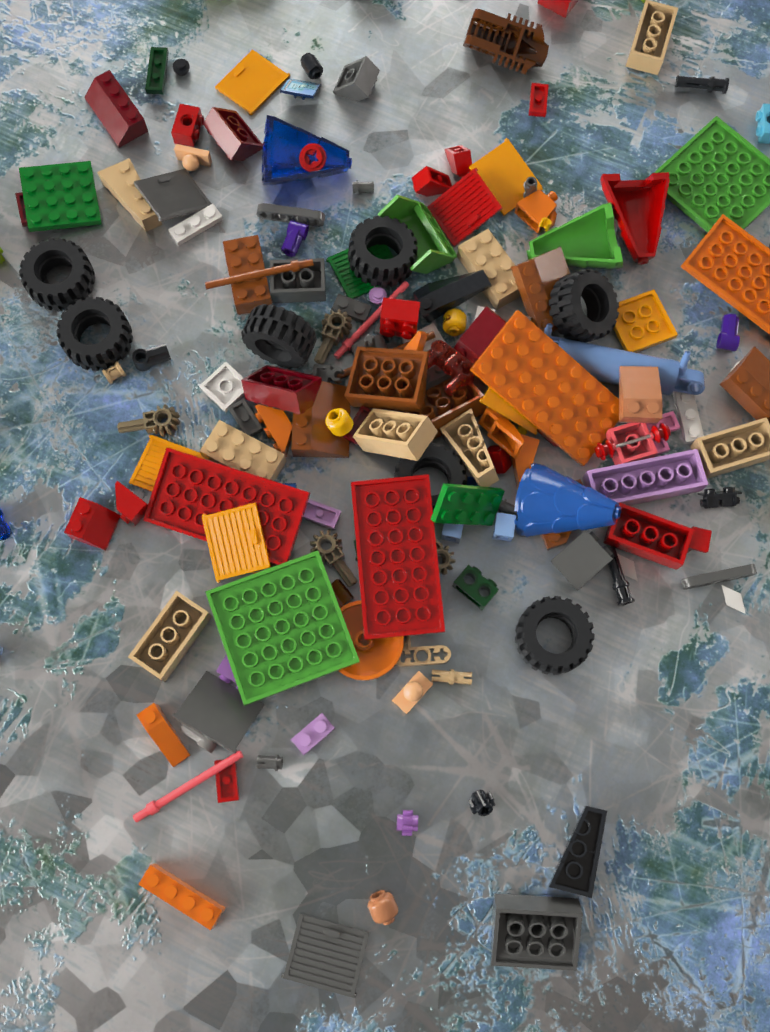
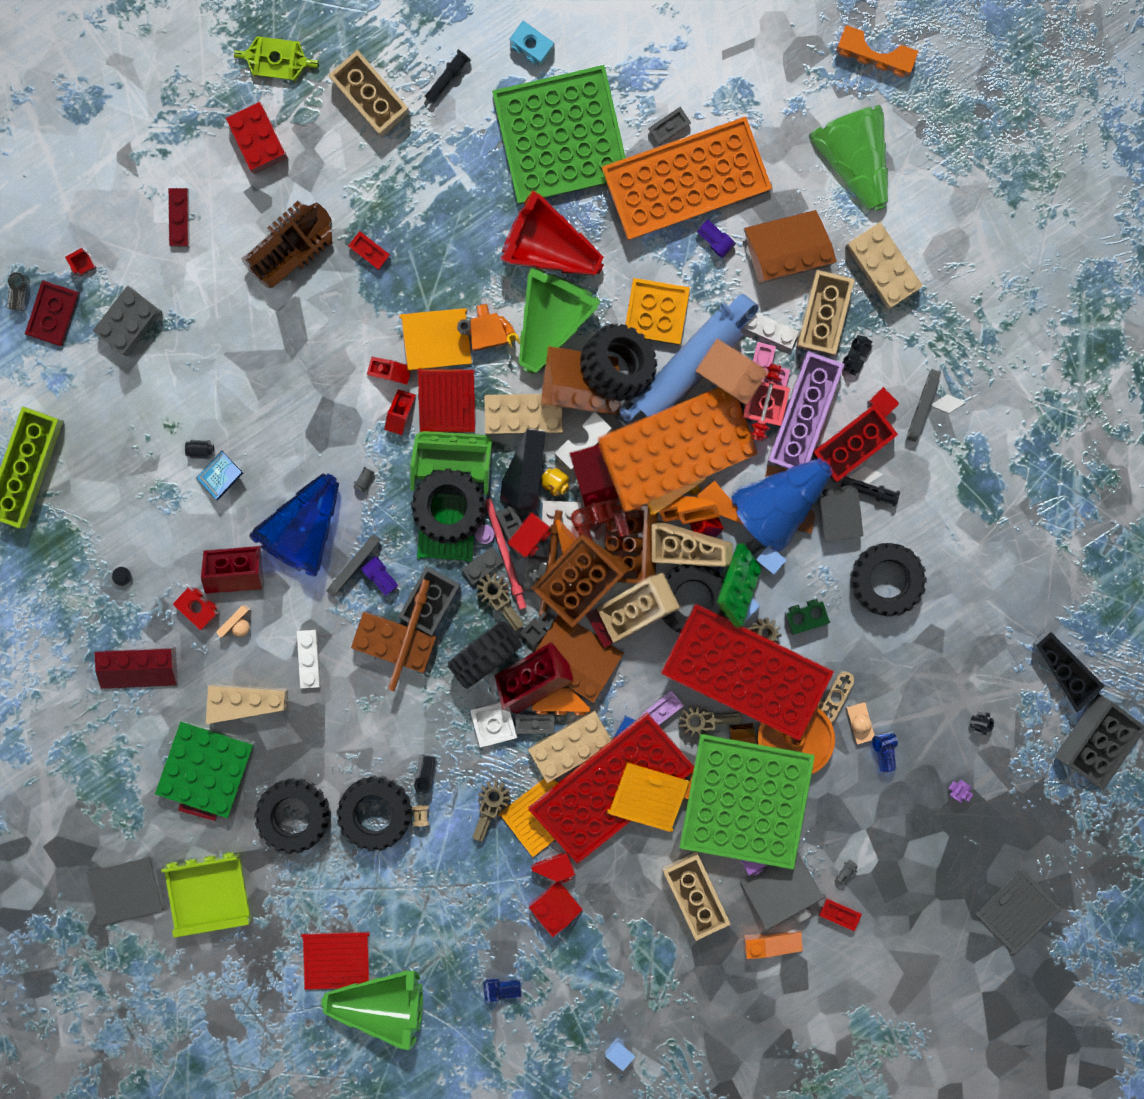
camera: 60 degrees left, 15 degrees up
(154, 806) = (826, 982): coral bar -> none
(157, 70) = (113, 602): dark green plate -> none
(172, 194) = (270, 665): dark grey piece -> none
(182, 896) = (908, 997): orange brick -> none
(252, 82) = (179, 515): light orange piece -> none
(312, 149) = (305, 518): red gear -> none
(312, 734) = (844, 824): lavender plate -> none
(339, 422) = (594, 647): yellow head -> none
(357, 79) = (242, 415): dark grey slope -> none
(382, 907) = (1011, 848): nougat head -> none
(406, 725) = (884, 746): none -> clear blue piece
(451, 677) = (868, 683): tan pin -> none

